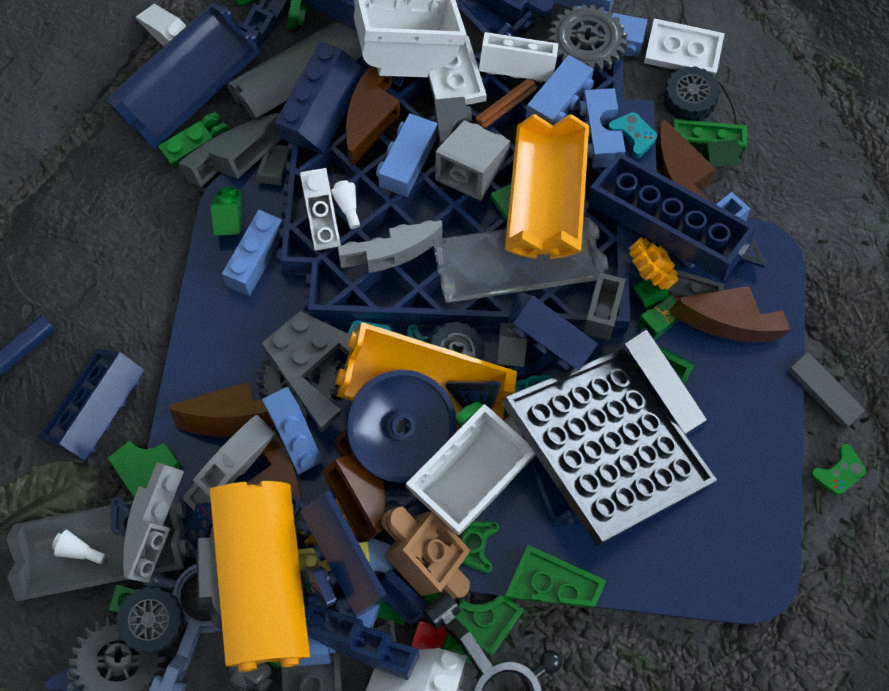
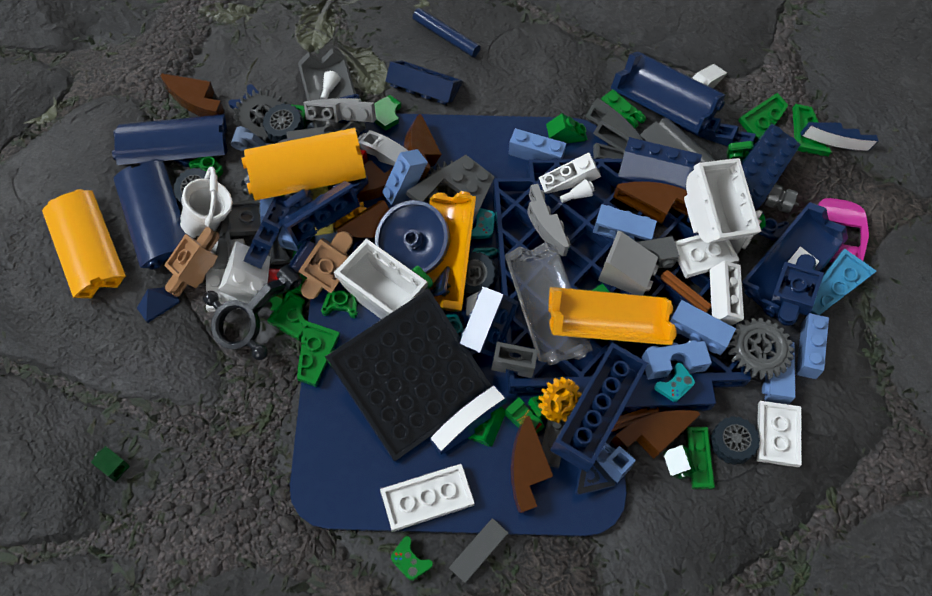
camera: 85 degrees right, 5 degrees down
(765, 443) = (427, 497): none -> white plate

